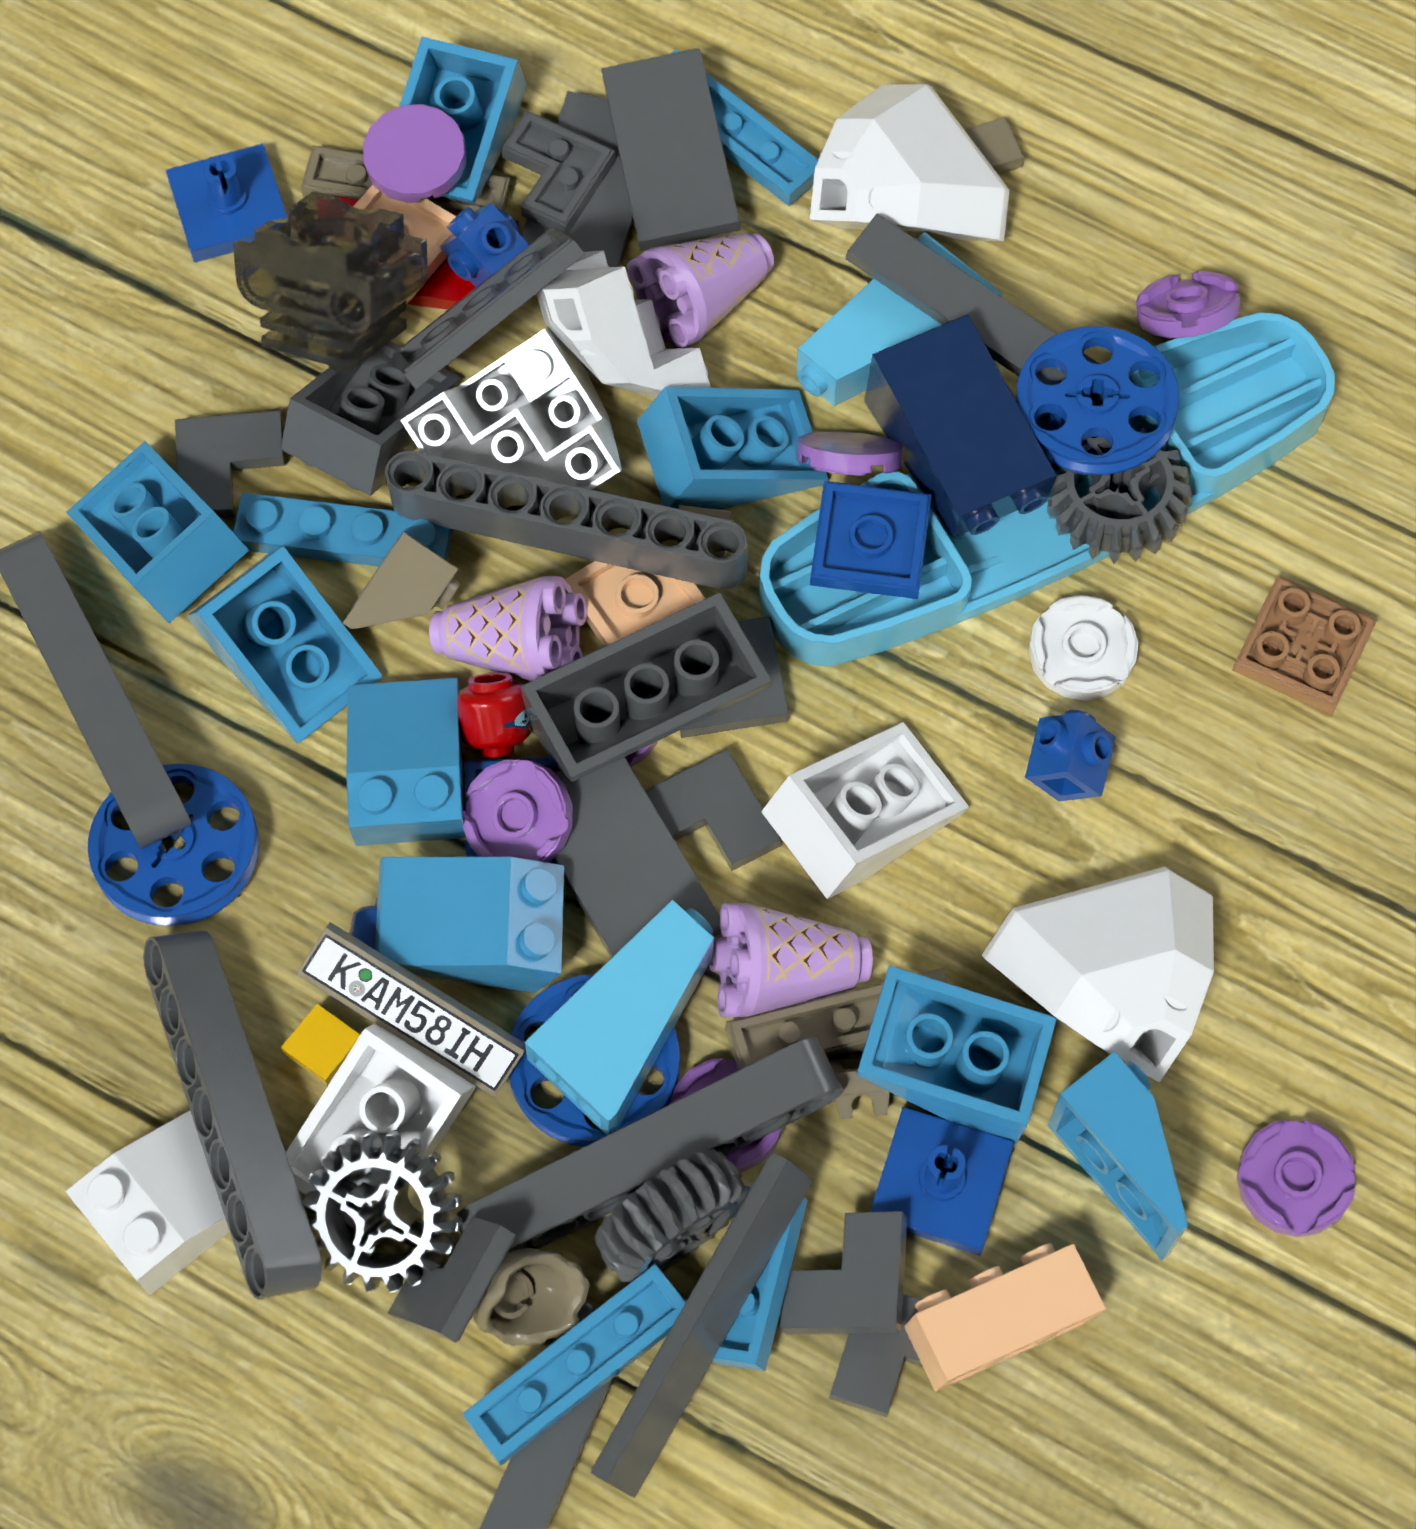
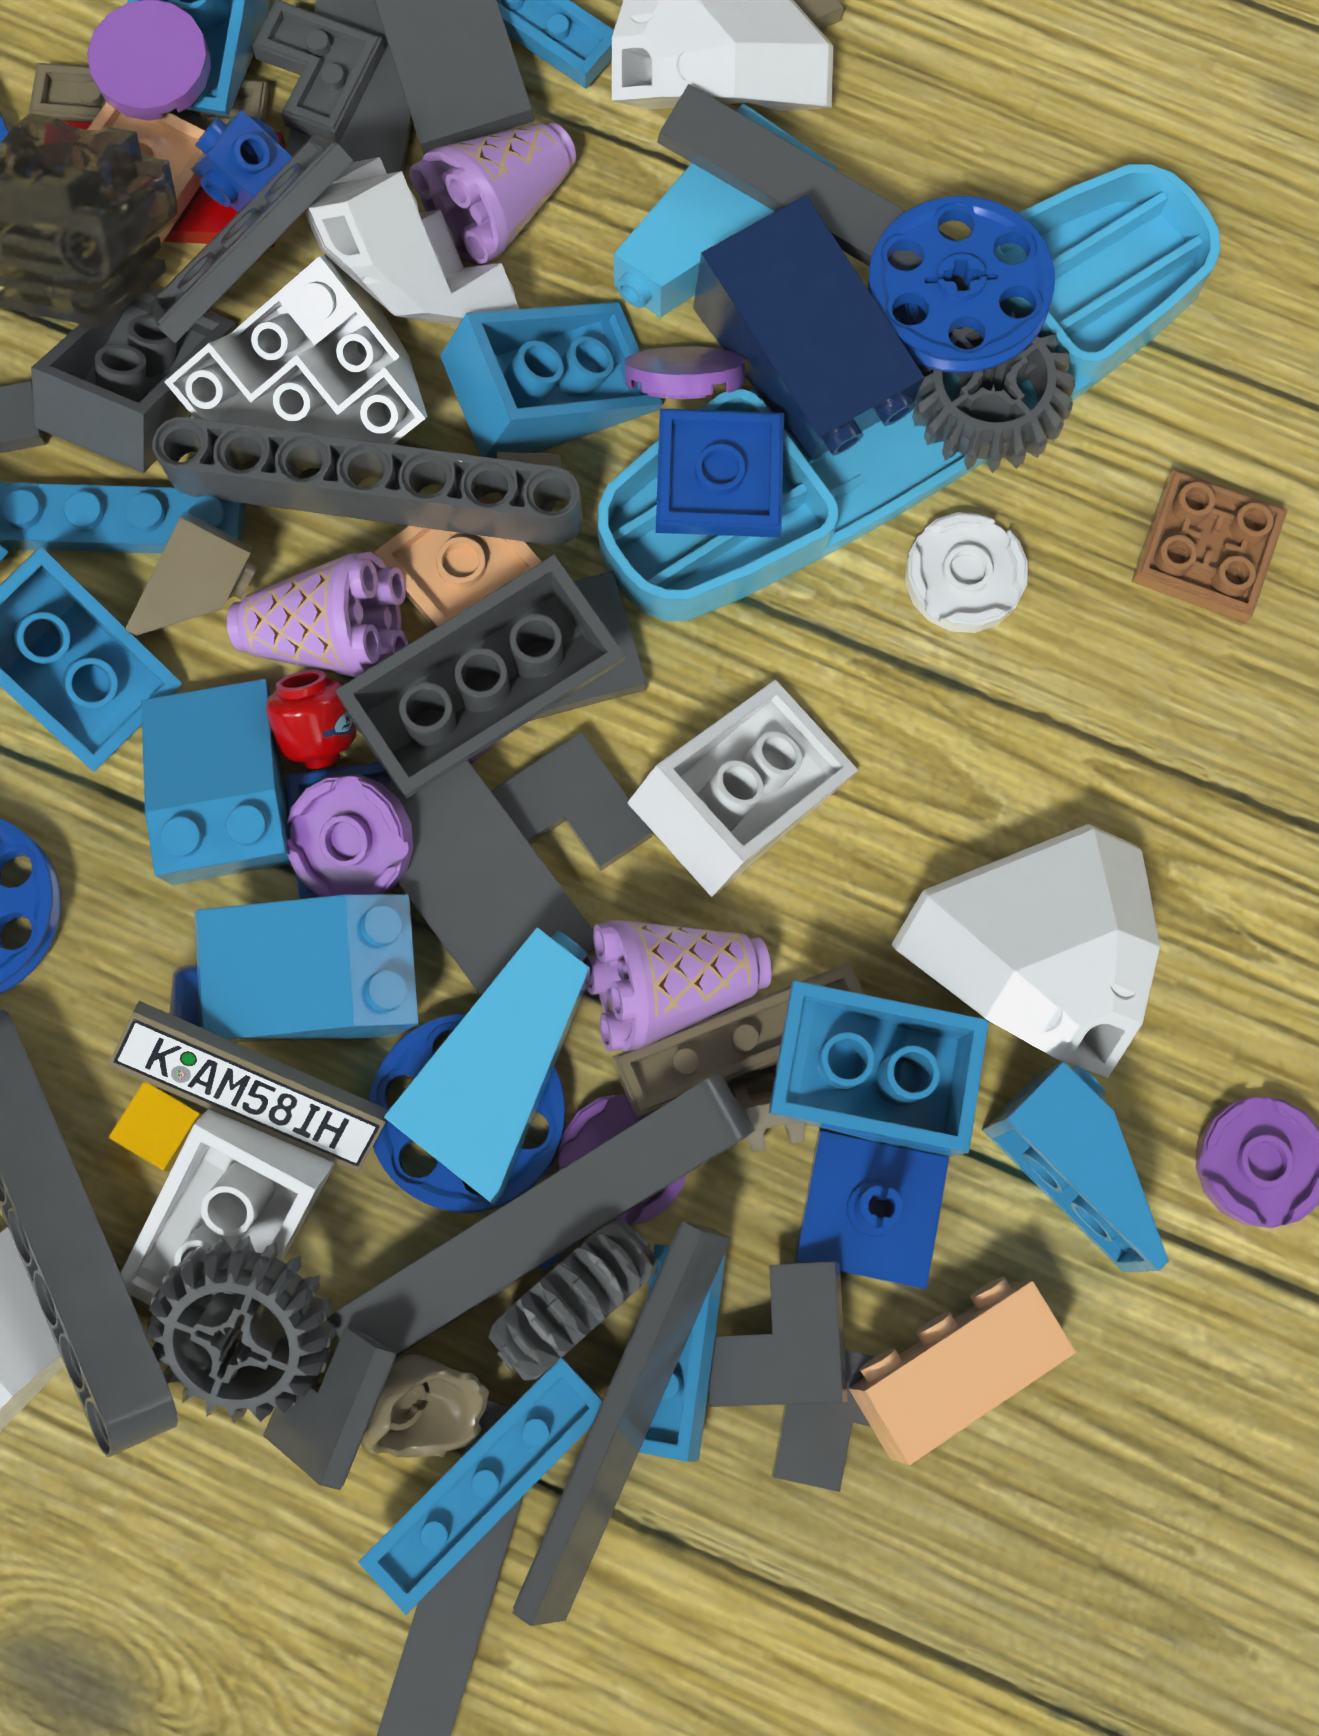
camera: 10 degrees left, 10 degrees up
(1070, 756) = (968, 702): blue brick -> none
(1188, 306) = (1046, 164): medium lavender tile -> none

